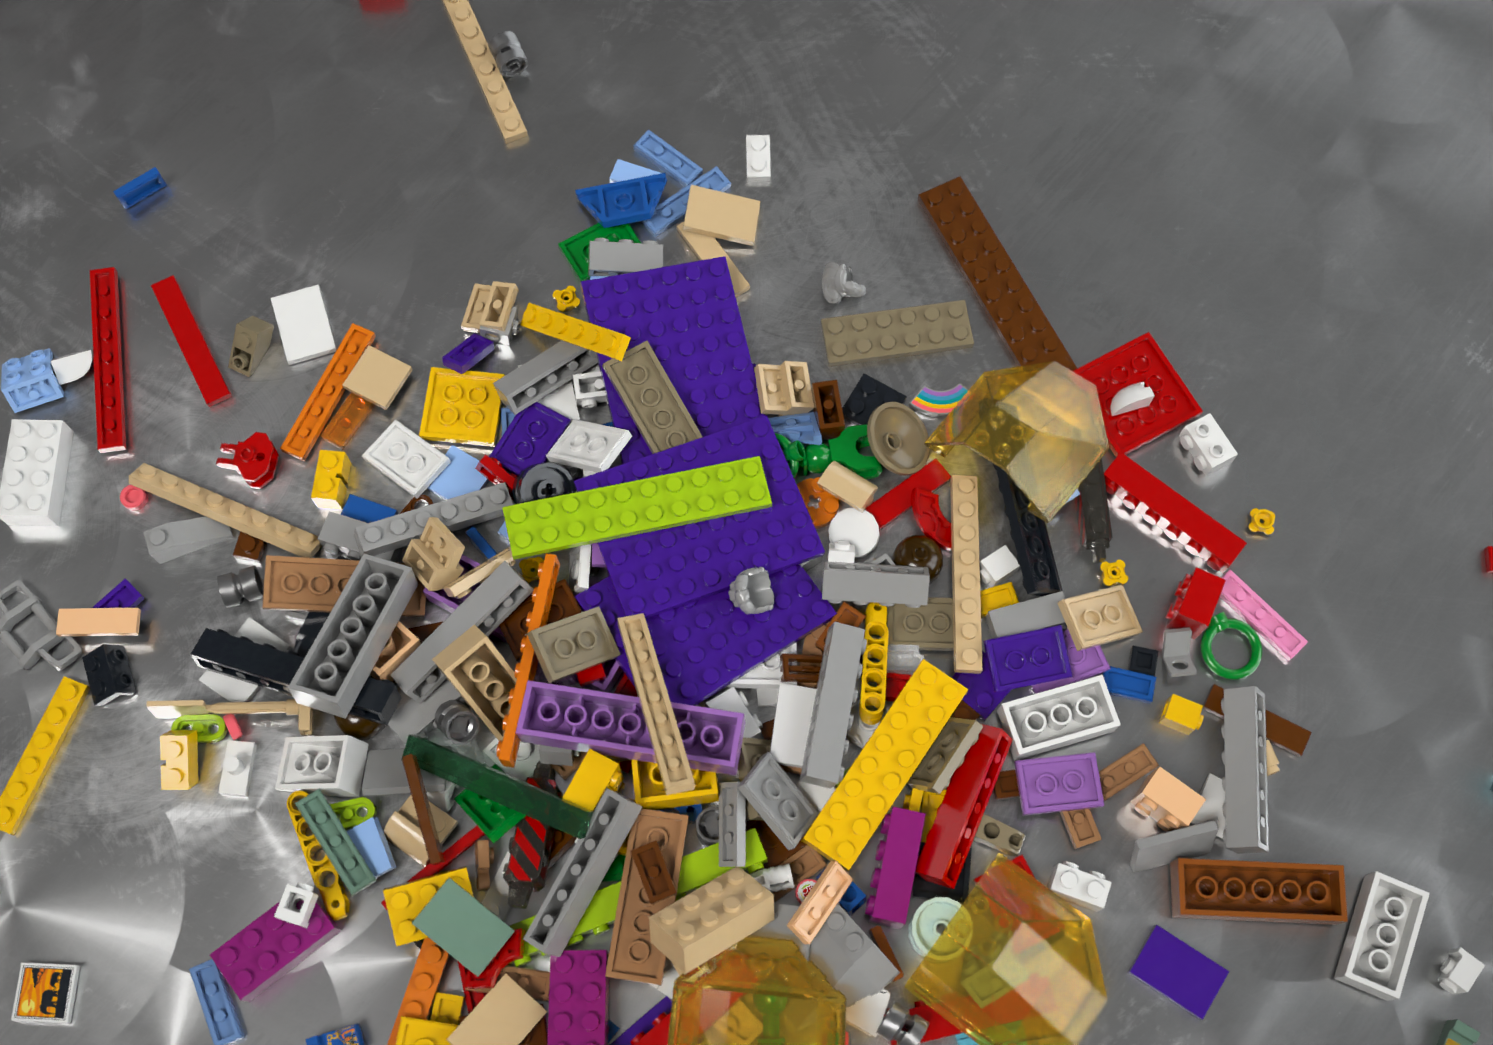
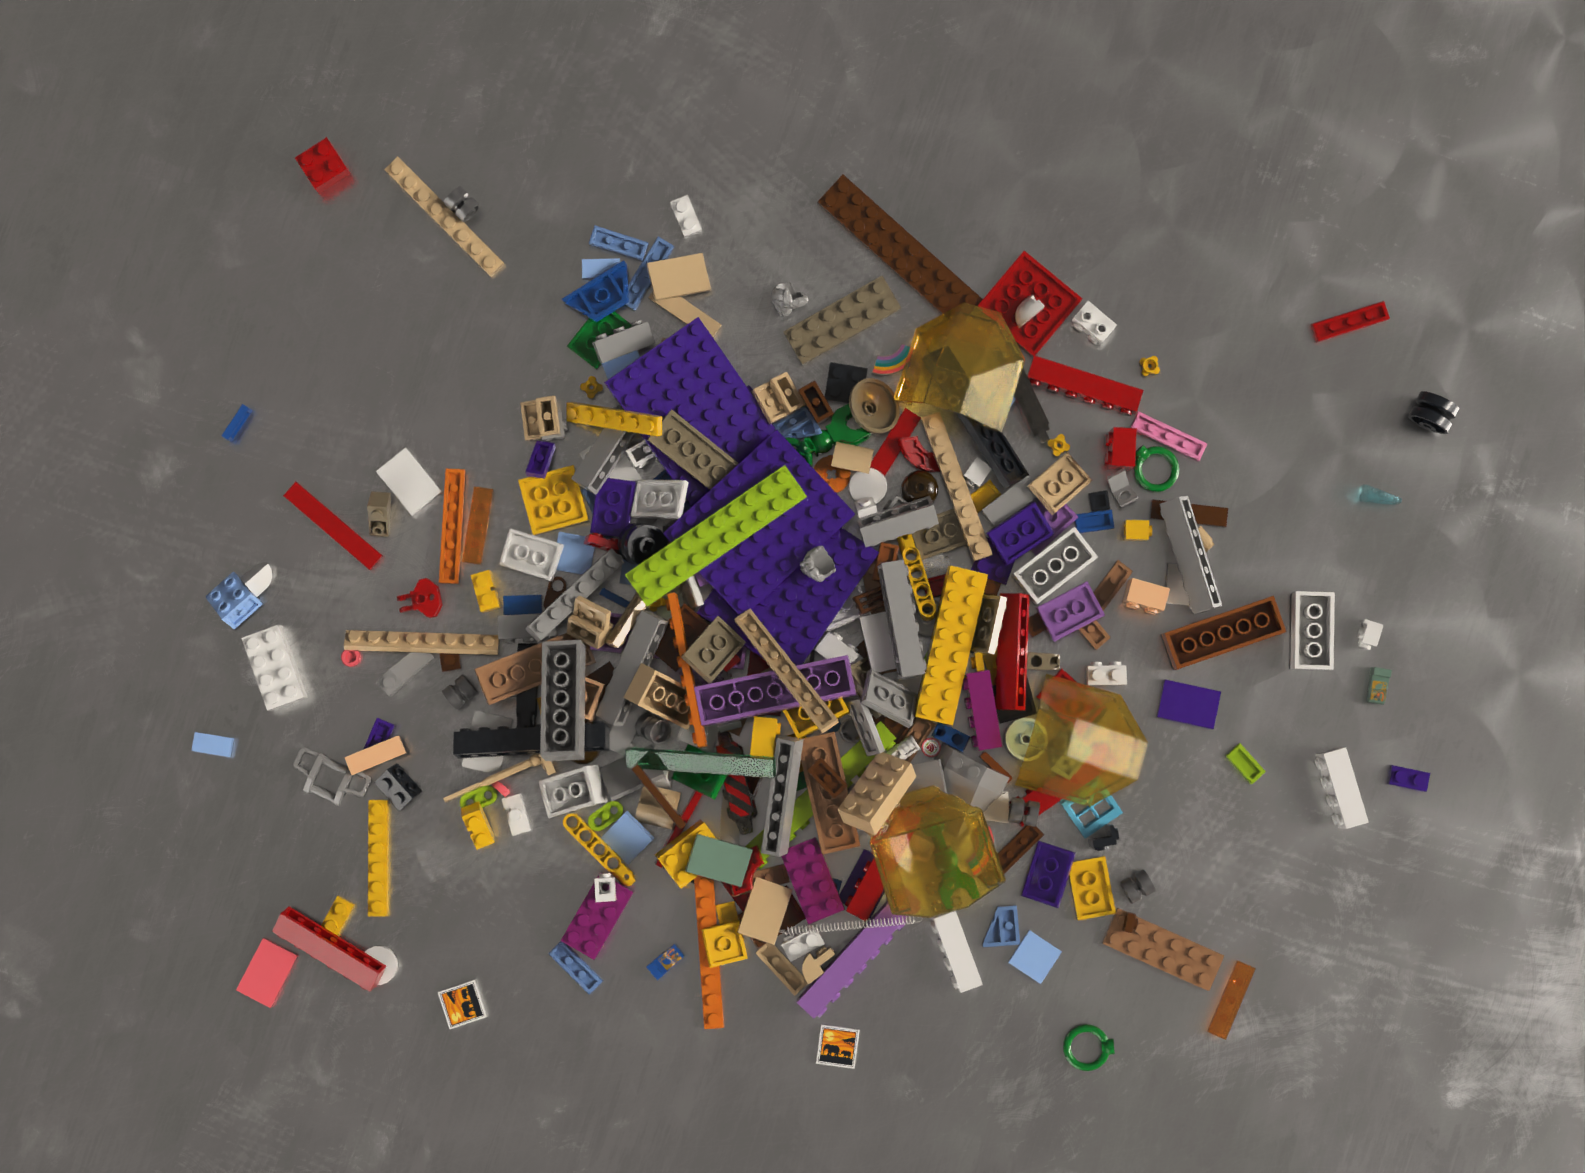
camera: 20 degrees left, 15 degrees up
(107, 360) = (280, 563): red plate -> none
(335, 842) = (608, 838): sand green tile -> none
(377, 377) = (483, 503): tan tile -> none
(483, 858) = (708, 809): medium nougat plate -> none
(820, 902) = (942, 753): light nougat tile -> none
(1175, 844) = (1159, 625): light grey tile -> none

